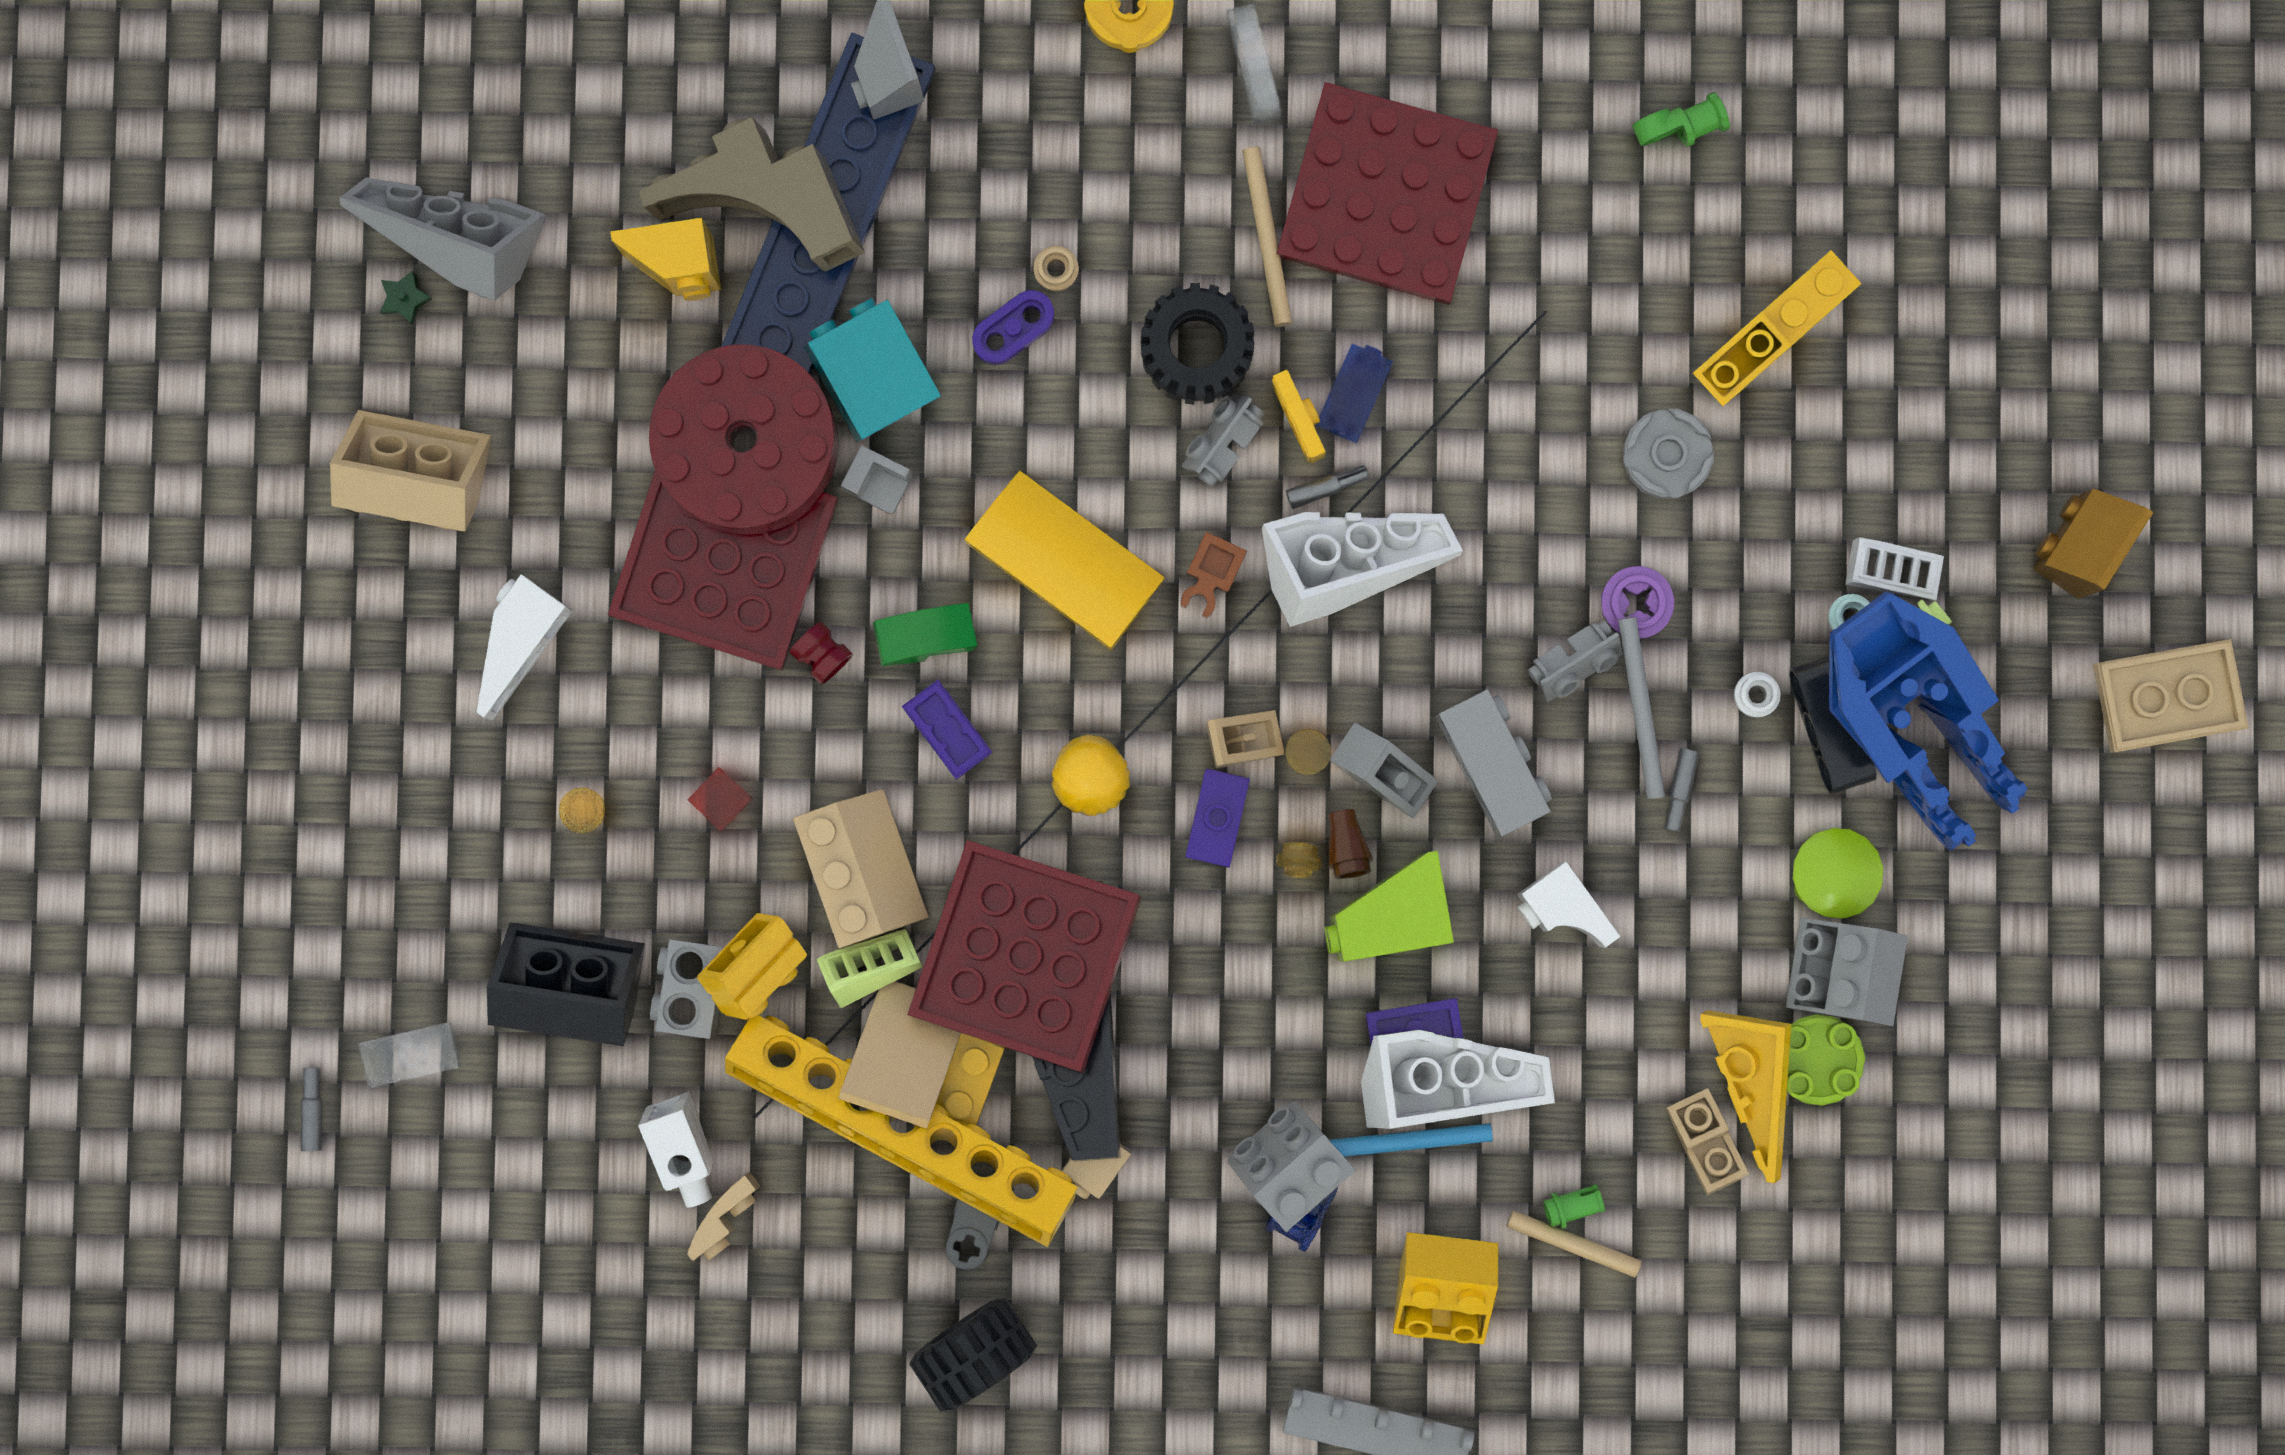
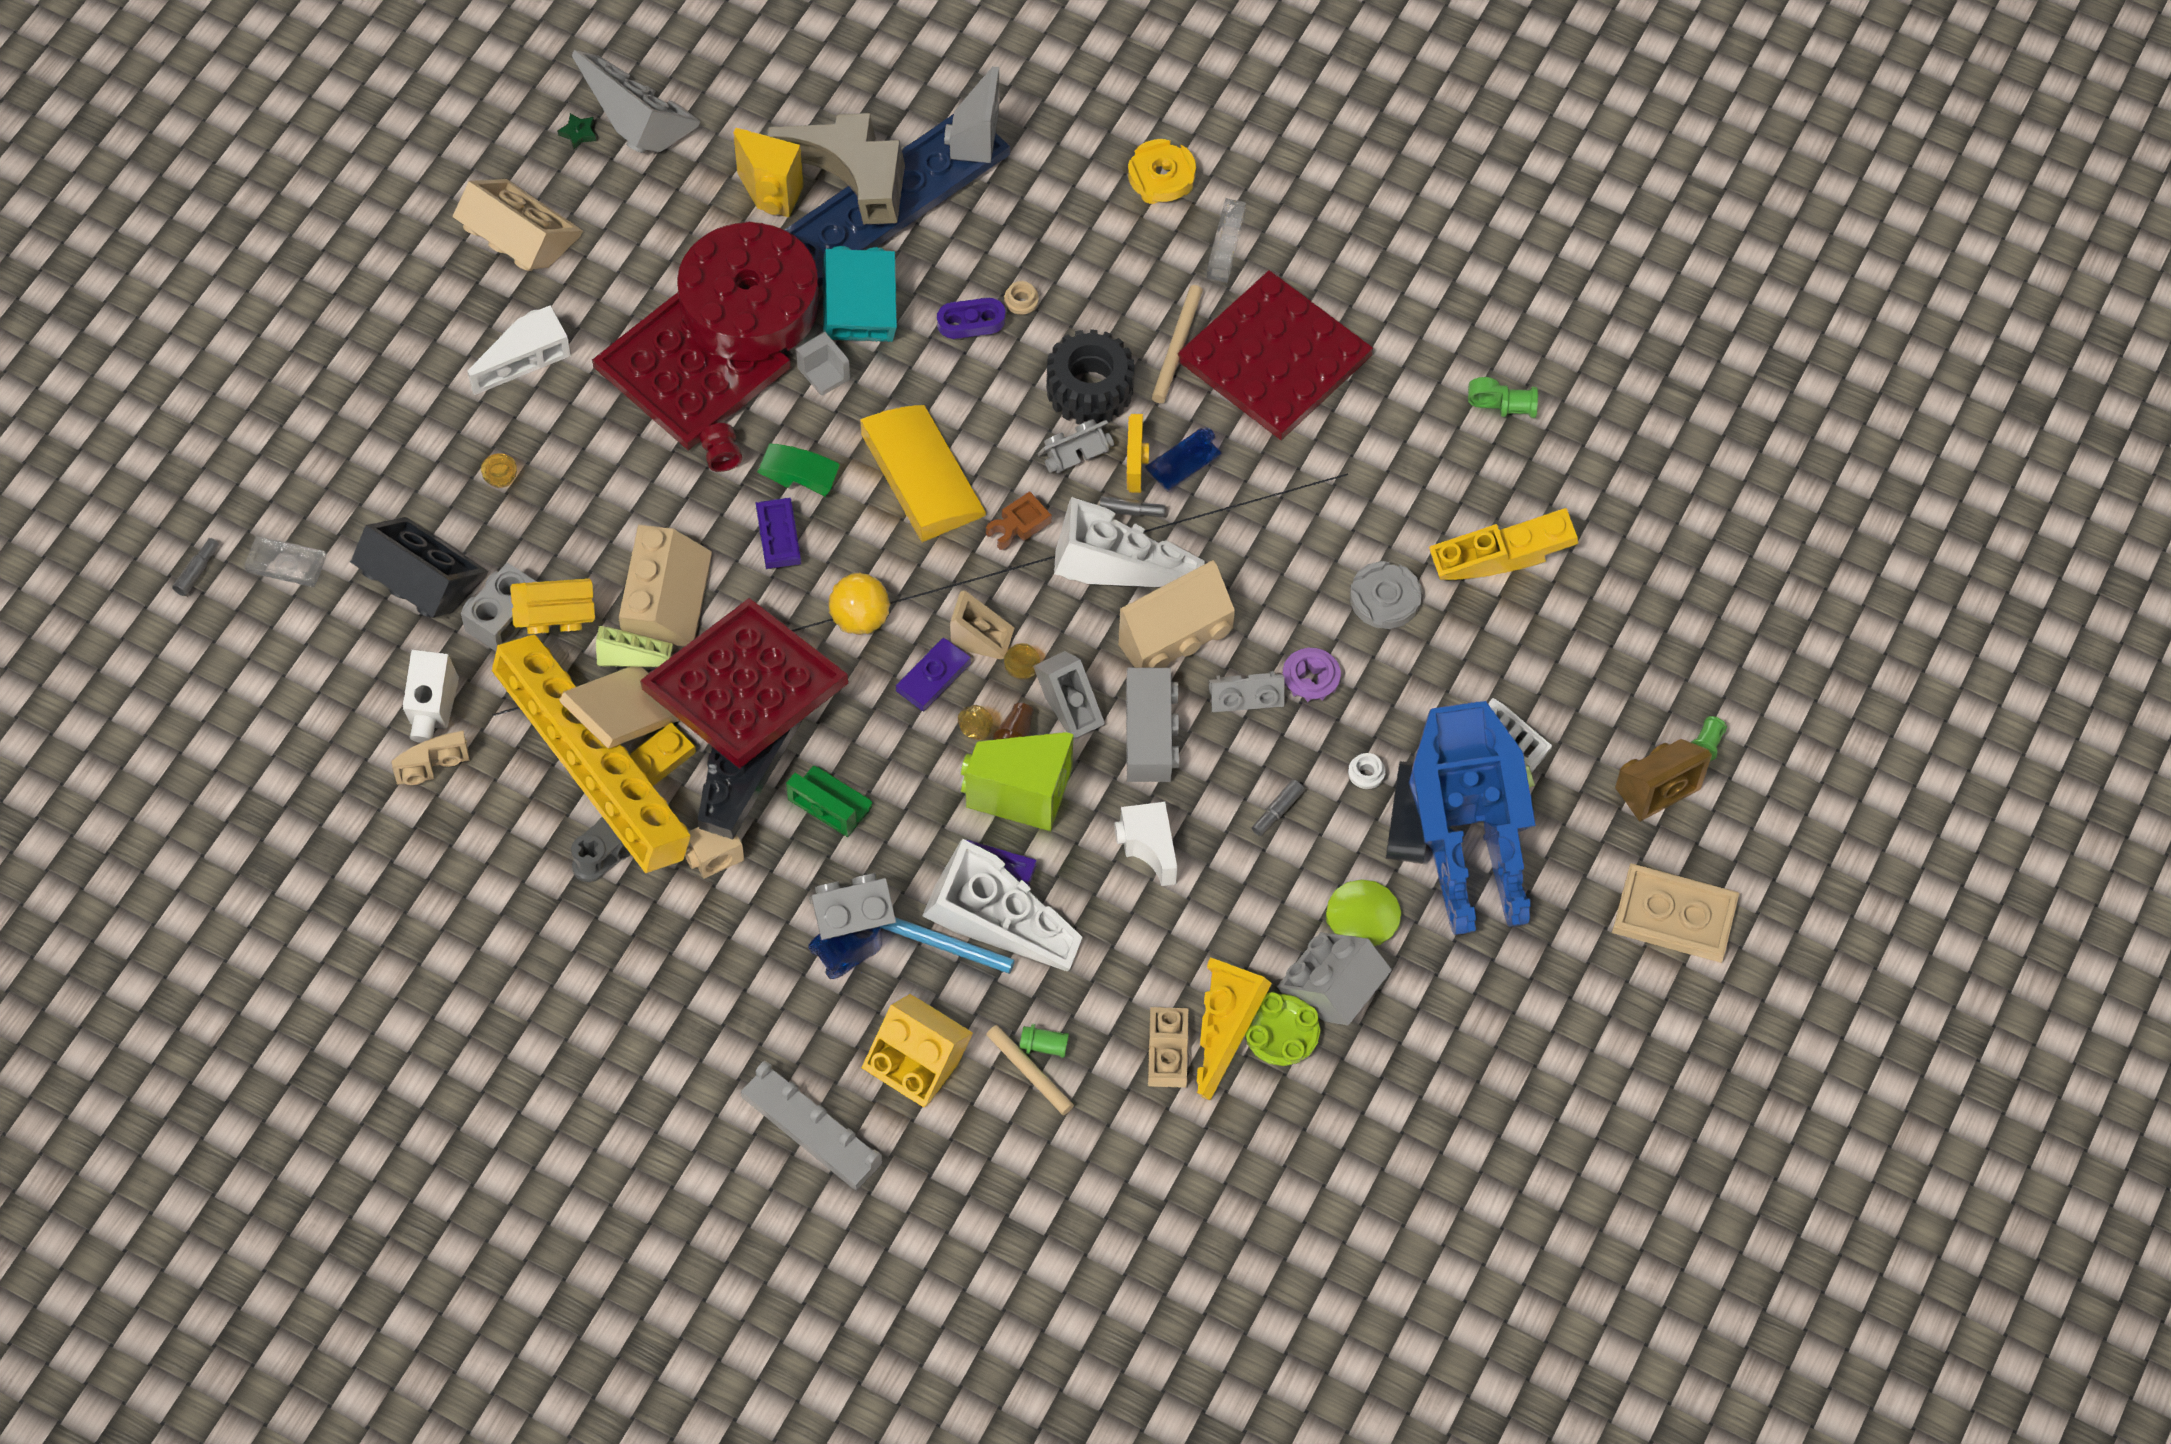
camera: 25 degrees right, 25 degrees down
(720, 799) = (596, 507): clear red tile -> none
(973, 1355) = (549, 915): black tyre -> none
(1187, 1032) = (828, 800): none -> green panel
(1464, 623) = (1176, 618): none -> tan slope
(1641, 707) = (1276, 739): light grey bar -> none
(2113, 463) = (1711, 735): none -> bright green pin

